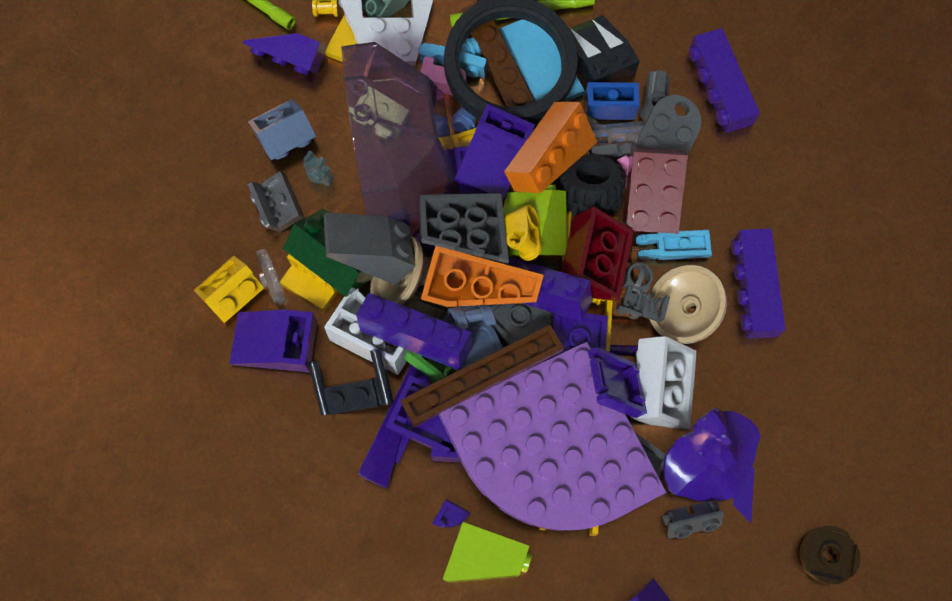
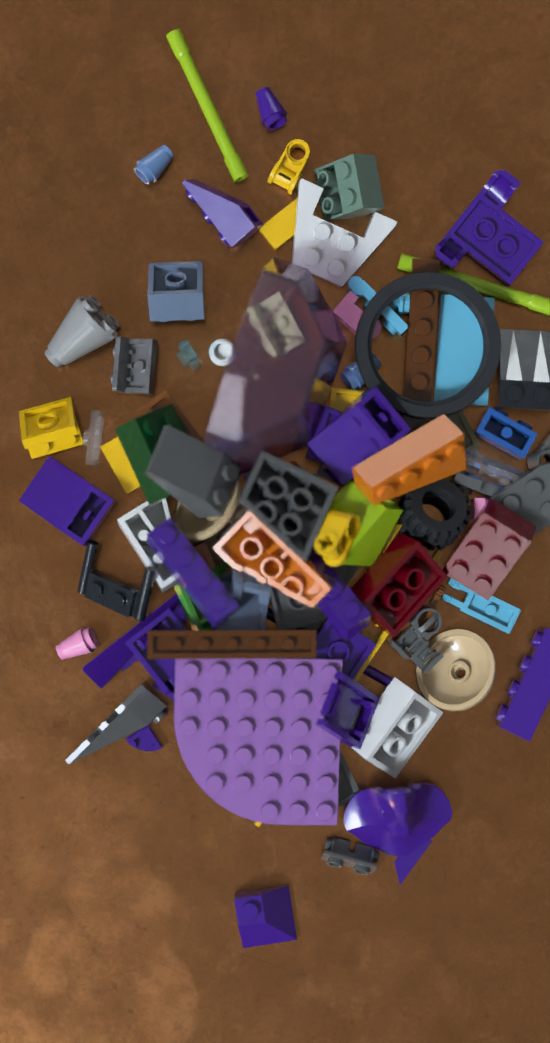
camera: 30 degrees right, 15 degrees up
(213, 46) = (153, 164): none -> medium blue cone
(215, 197) = (81, 332): none -> light grey cone
(344, 157) = (220, 351): none -> white plate
(345, 460) = (79, 643): none -> bright pink cone
(428, 493) = (133, 714): none -> dark grey wedge
(485, 556) = (153, 795): lime slope -> none
(814, 562) = (464, 947): dark brown plate -> none

